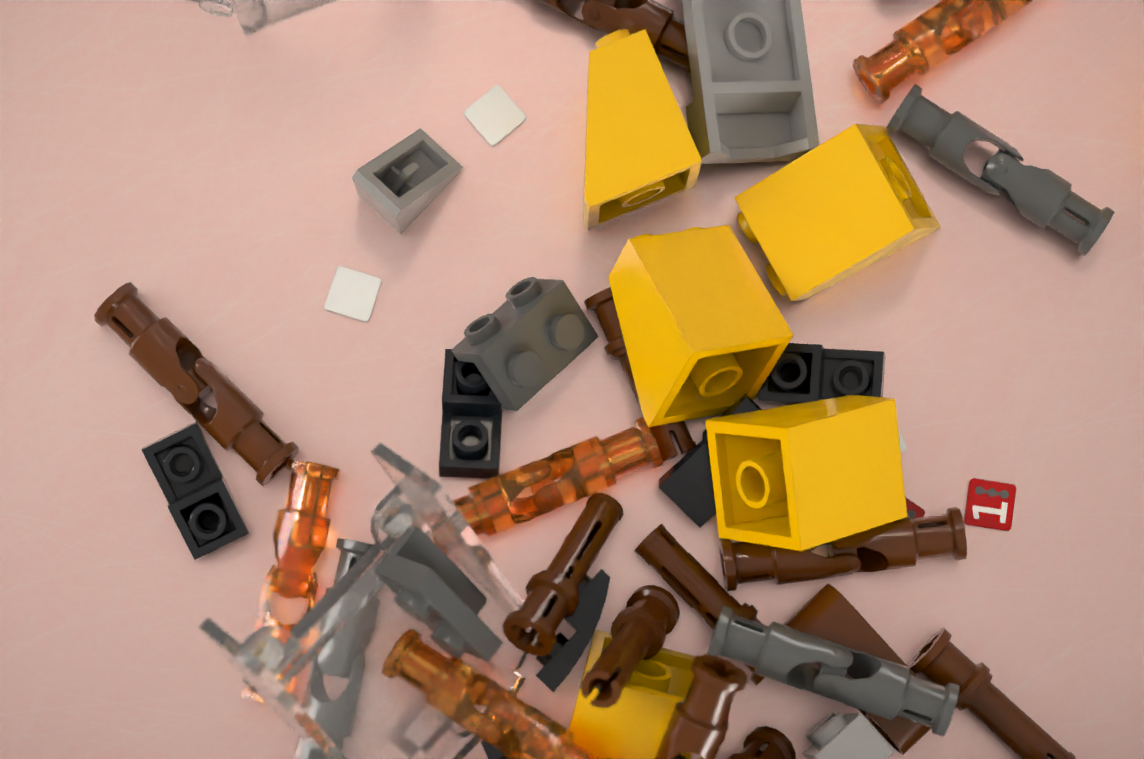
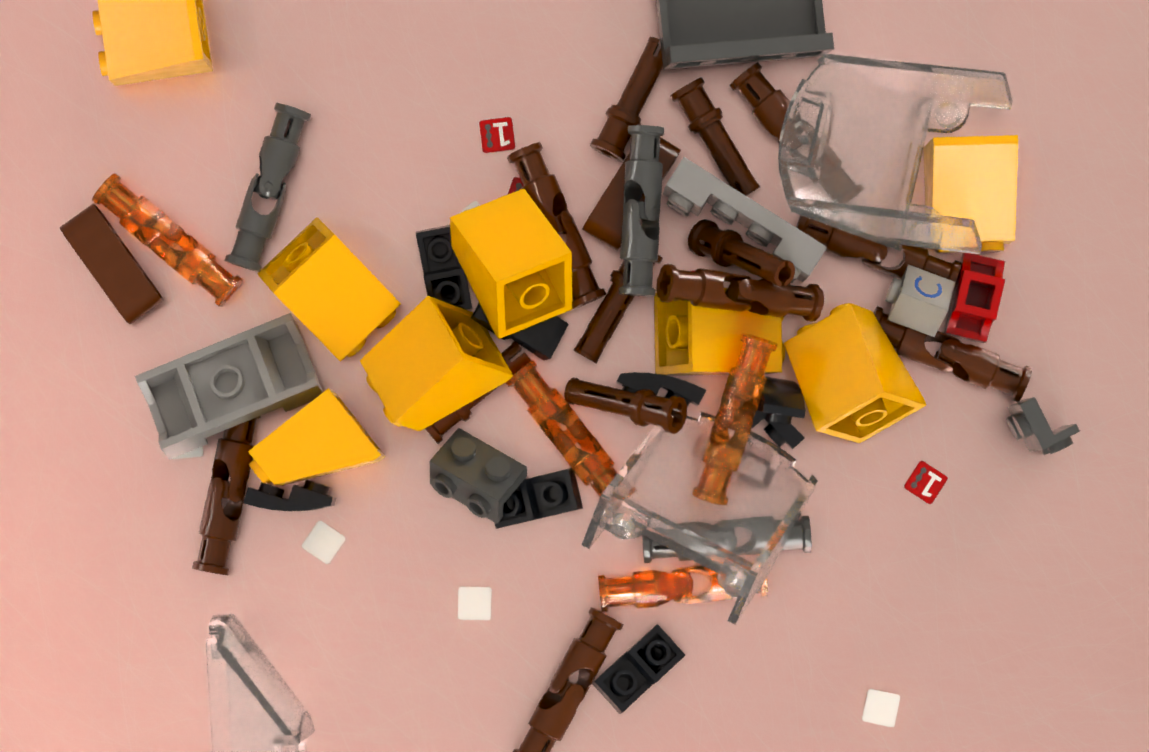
camera: 105 degrees left, 5 degrees up
(406, 179) = (385, 587): light grey slope -> none
(438, 595) = (667, 481): dark grey bracket -> none
(561, 95) = (306, 498): none -> black slope
(636, 636) = (654, 345): reddish brown pin -> none

